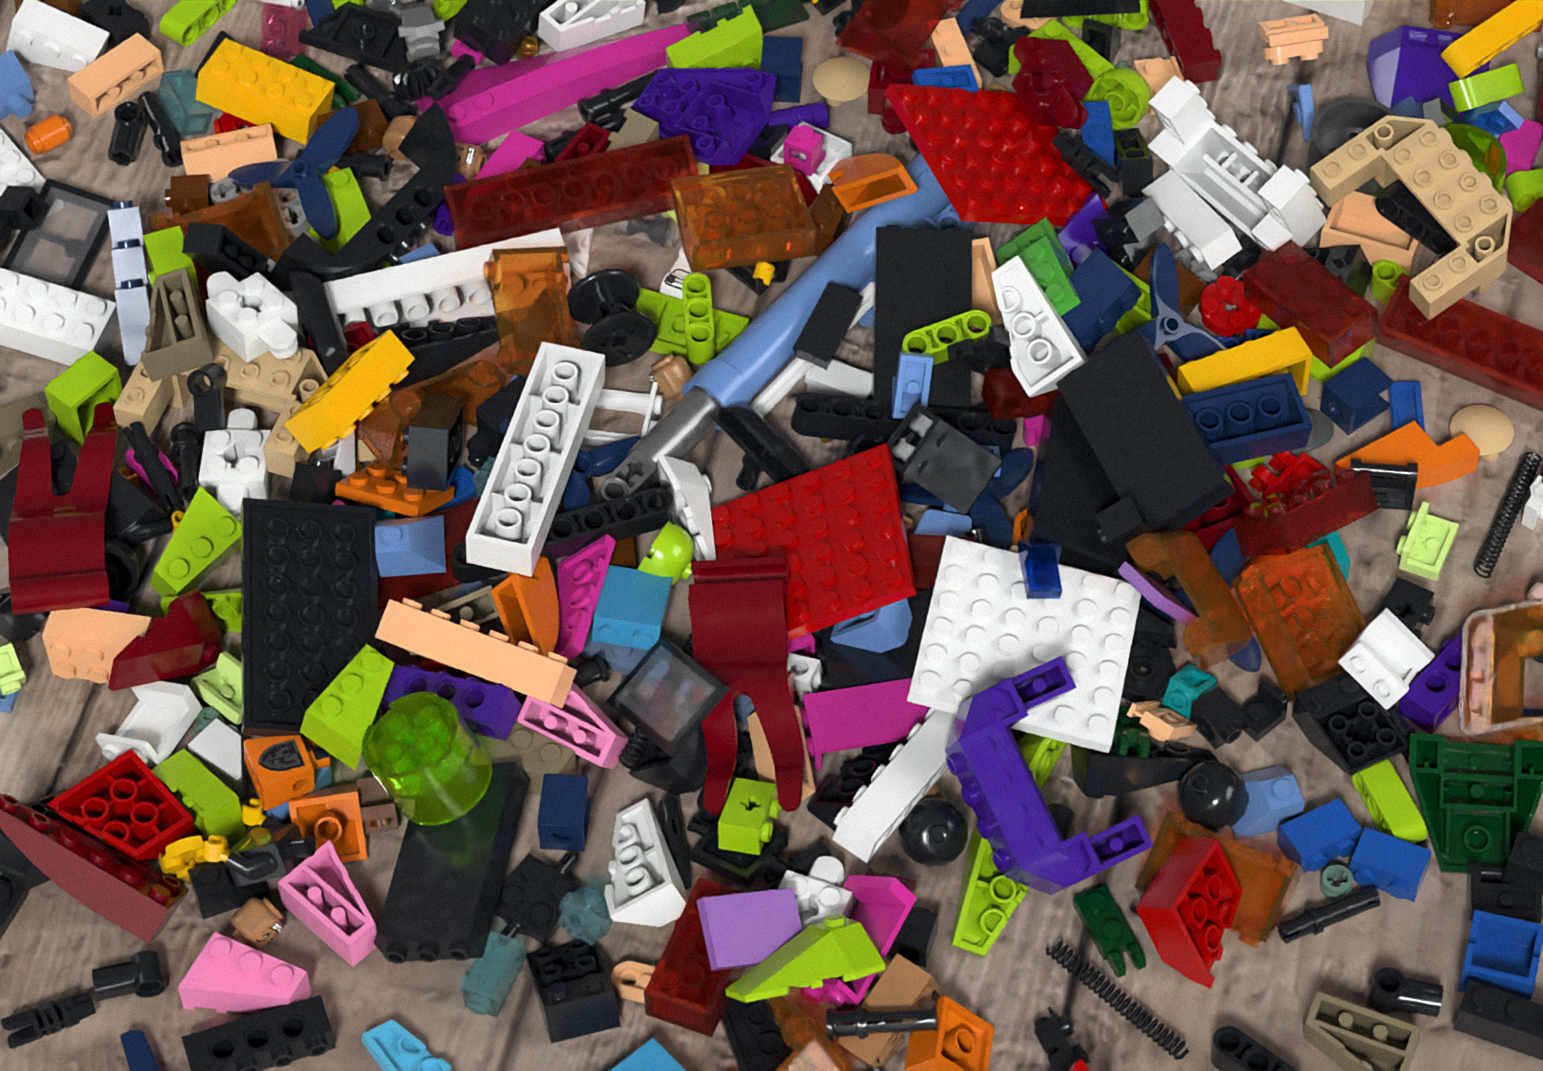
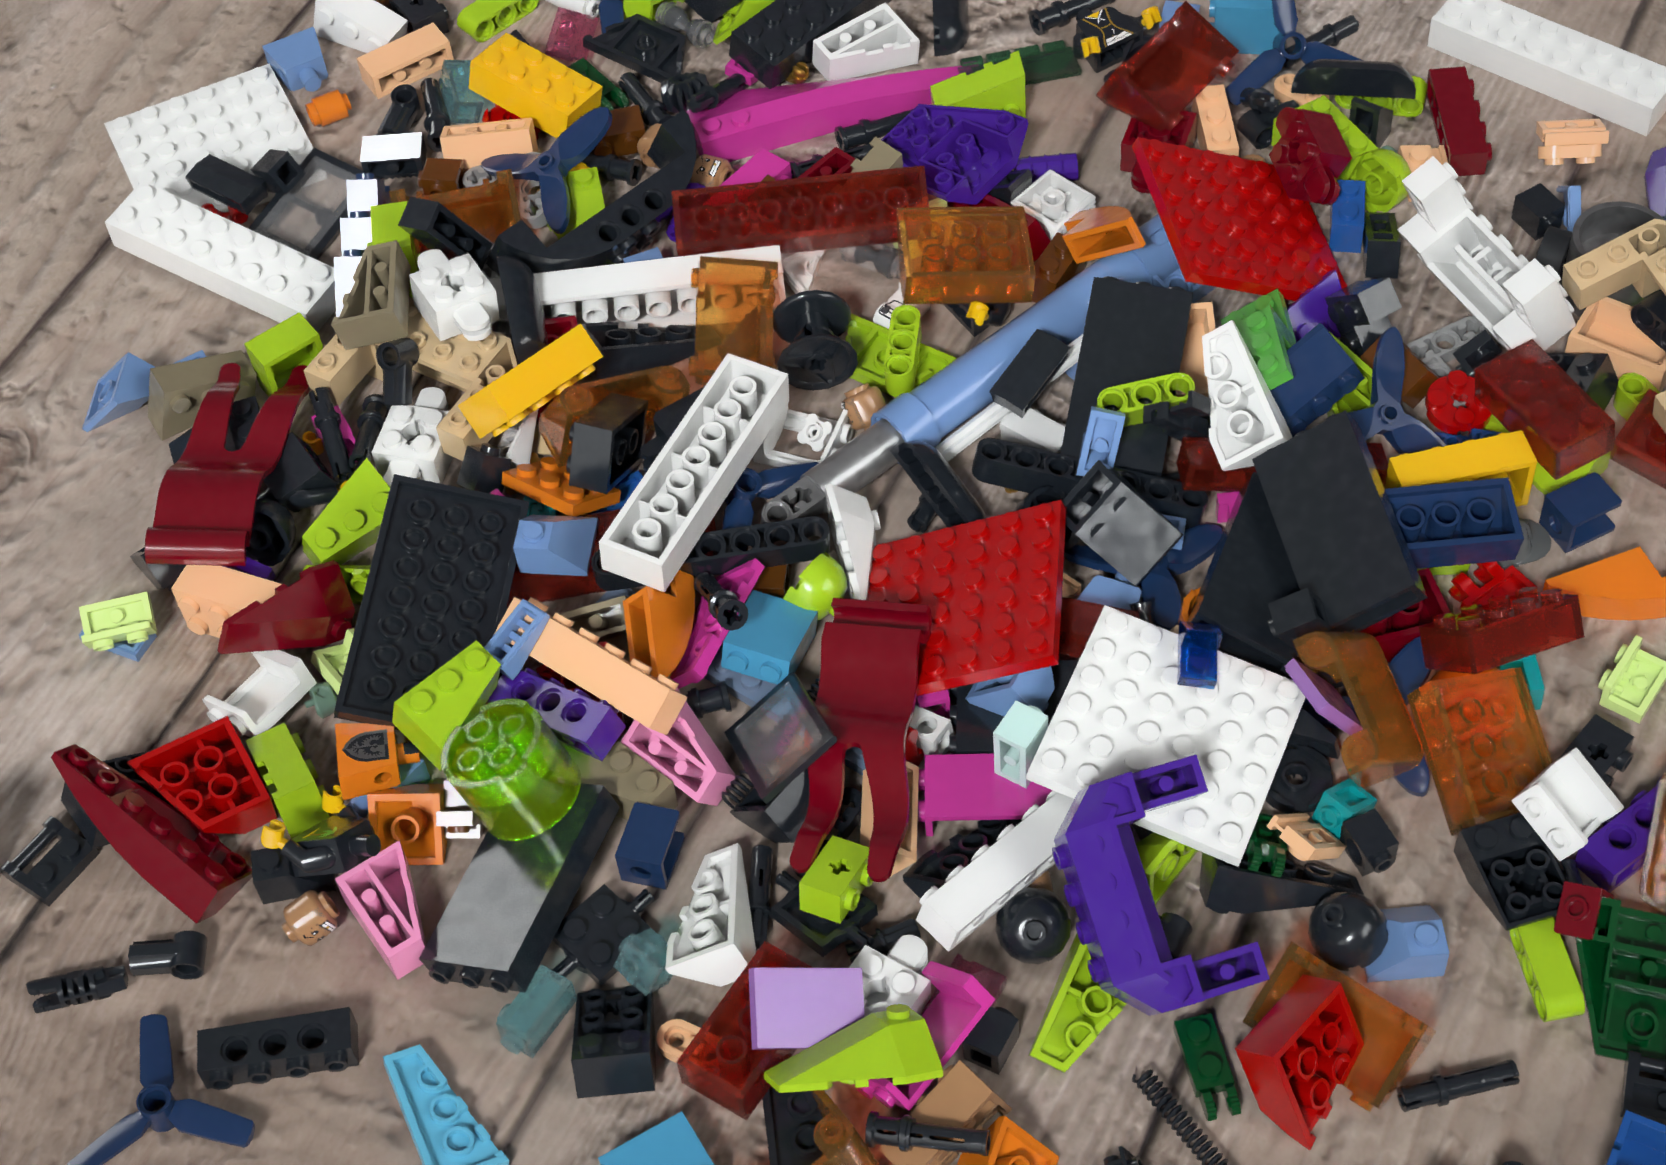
camera: 15 degrees right, 0 degrees up
(131, 176) = (394, 154): none -> brick
(184, 855) = (246, 834): yellow plate -> none
(222, 754) = (317, 732): white slope -> none
(241, 979) = (276, 977): bright pink wedge -> none
(406, 652) = (518, 654): none -> medium blue slope
(420, 31) = (695, 47): light grey piece -> none
(588, 579) = (722, 603): none -> black pin
(634, 414) = (824, 432): none -> white plate
(783, 59) = (1042, 110): dark blue piece -> none
(805, 141) = (1043, 187): dark pink brick -> none
(841, 80) = (1099, 135): tan dish -> none
(893, 671) = (1017, 741): none -> light aqua brick
(946, 77) = (1202, 139): blue slope -> none
(1085, 163) = (1331, 240): black hinge -> none
(1192, 221) = (1432, 310): white brick -> none
(1264, 711) = (1422, 842): black bracket -> none
(1273, 112) = (1537, 210): none -> black brick
(1295, 149) = (1554, 249): none -> black tyre
(1319, 836) = (1461, 994): blue brick -> none
(1340, 872) = (1464, 1041): sand green bush -> none
(1390, 864) = (1536, 1038): blue brick -> none
(1394, 492) = (1600, 620): black plate -> none
(1405, 404) = (1633, 528): blue tile -> none
(1410, 748) = (1579, 910): none -> dark red bracket

